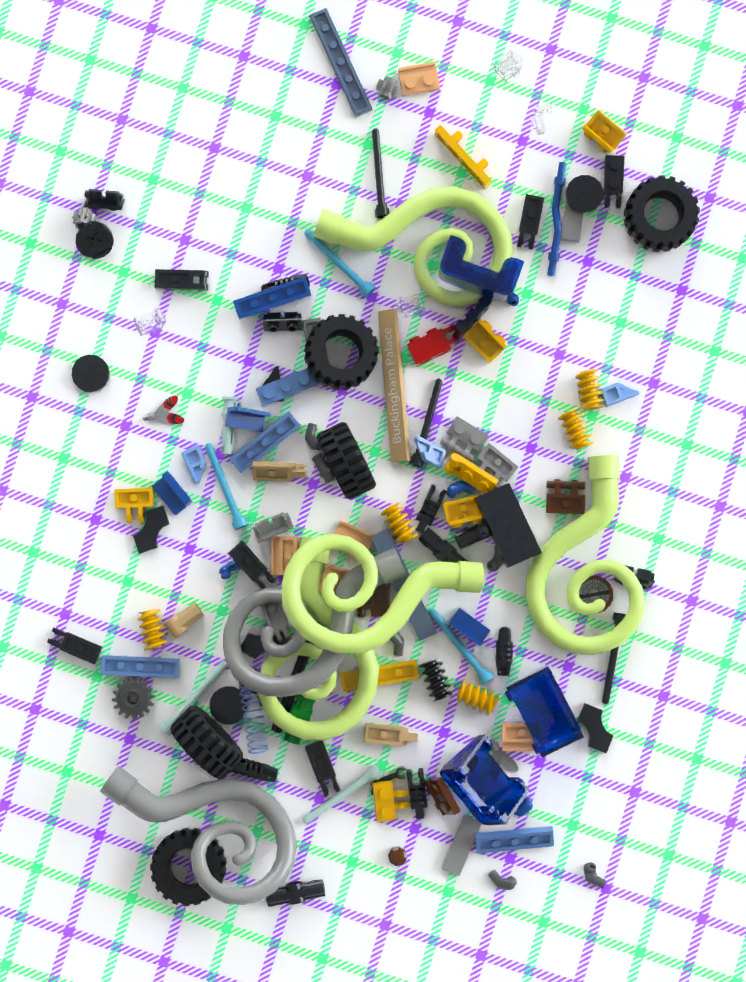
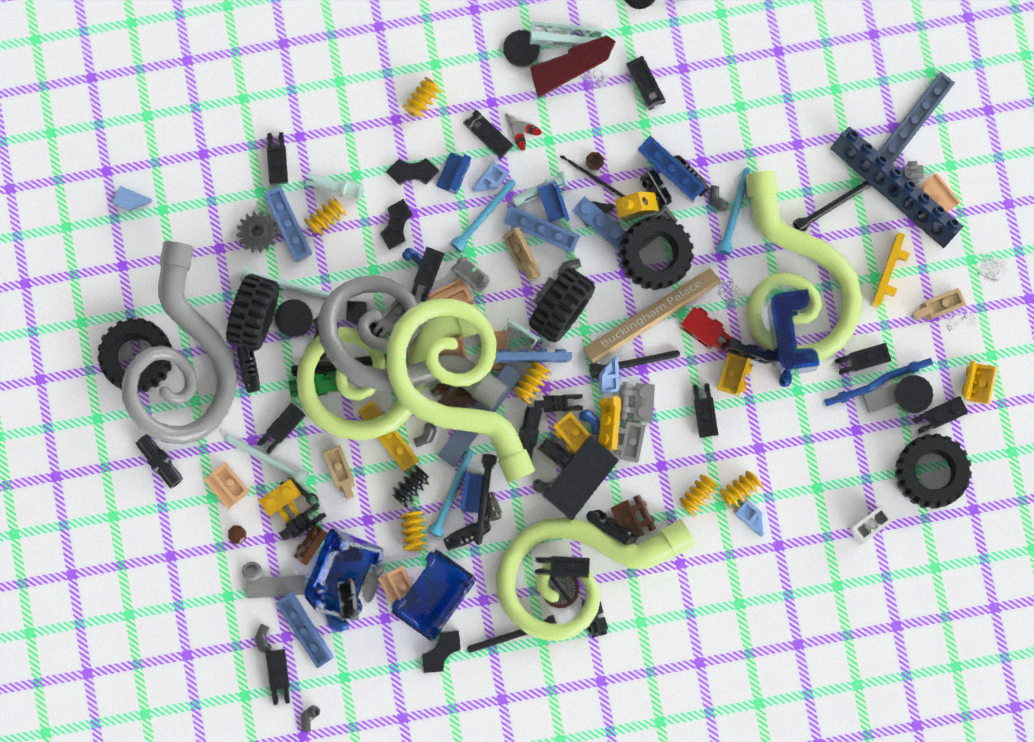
camera: 55 degrees right, 5 degrees down
(42, 797) = (129, 199): none -> light blue tile
(89, 486) = (421, 98): none -> yellow piece
(105, 328) = (561, 40): none -> light aqua fence
(130, 328) = (564, 68): none -> dark red panel
(134, 498) = (432, 143): yellow hinge -> none
(134, 599) = (343, 188): none -> light aqua pin
(154, 444) = (488, 135): none -> black plate
(181, 622) = (343, 238): tan piece -> none
(199, 576) = (398, 216): none -> black tile
(228, 362) = (594, 161): none -> reddish brown tile
(246, 368) = (592, 176): none -> black piece
(250, 718) = (272, 367): light blue piece -> none
(289, 349) = (633, 207): none -> yellow torso
(320, 274) = (716, 201): none -> dark grey arm
(349, 507) = (523, 331): none -> light aqua piece
(349, 843) = (227, 485): none -> light nougat plate
(379, 503) = (539, 356): none -> medium blue plate
(393, 109) = (896, 187): none -> dark blue brick
(437, 860) = (251, 571): none -> light grey tile
(450, 599) = (488, 462): none -> black piece
(490, 616) = (493, 508): none -> clear smoke cone
(505, 384) = (705, 413): none -> black hinge
(509, 789) = (347, 599): none -> black hinge
(517, 128) = (940, 305): none -> tan hinge
(541, 883) = (278, 674): none -> black hinge
(565, 521) = (610, 526): none -> black hinge
(581, 580) = (564, 566): none -> black hinge
(680, 293) = (871, 525): none -> white brick

